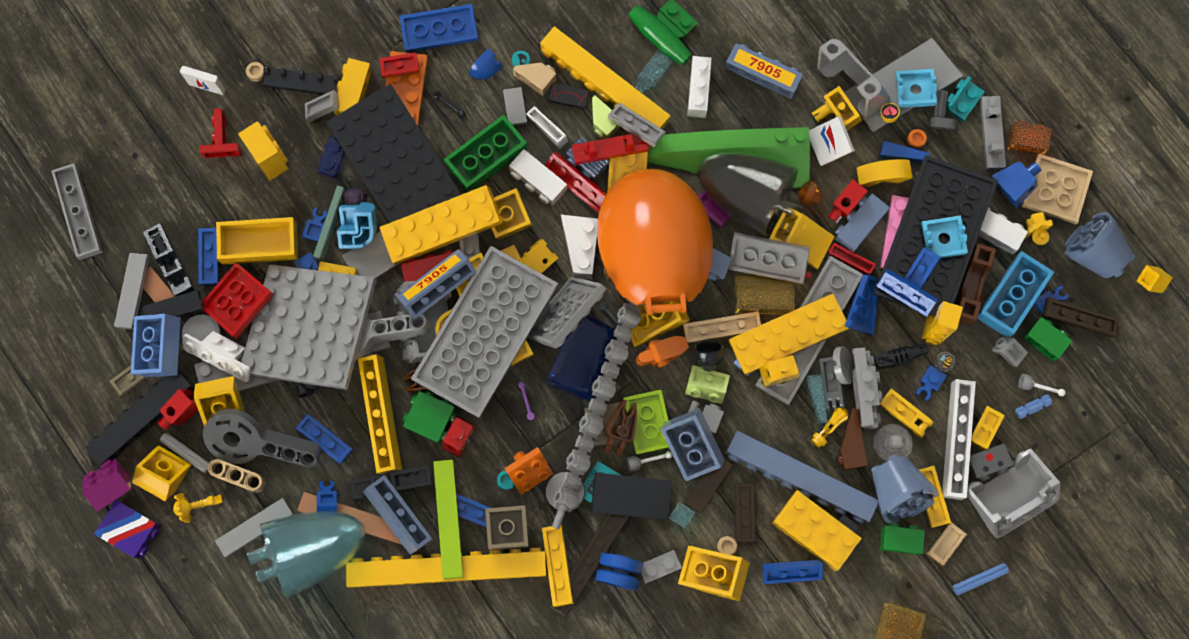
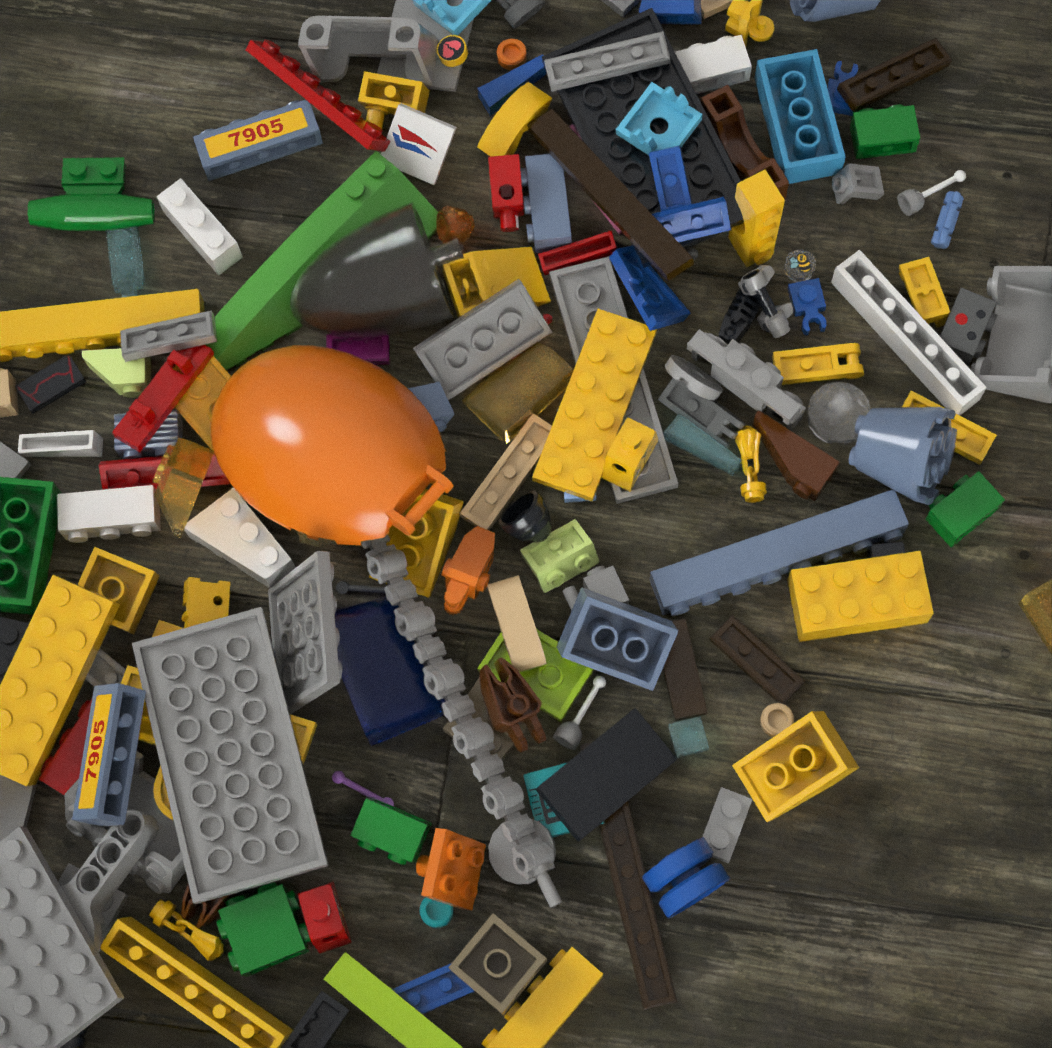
camera: 40 degrees left, 5 degrees down
(402, 400) = (207, 944): none -> yellow piece
(520, 428) = (390, 830): none -> green brick
(557, 566) = (605, 949): yellow plate -> none
(578, 195) = (180, 481): none -> clear yellow slope
(657, 395) = (516, 624): none -> tan beam
(792, 571) = (882, 671): blue plate -> none
(809, 78) = (322, 98): none -> red plate
(888, 249) = (611, 195): none -> dark brown tile
(907, 373) = (772, 318): none -> light grey piece
(946, 543) = (1015, 465): tan tile -> none
(951, 186) = (607, 61): none -> light grey tile

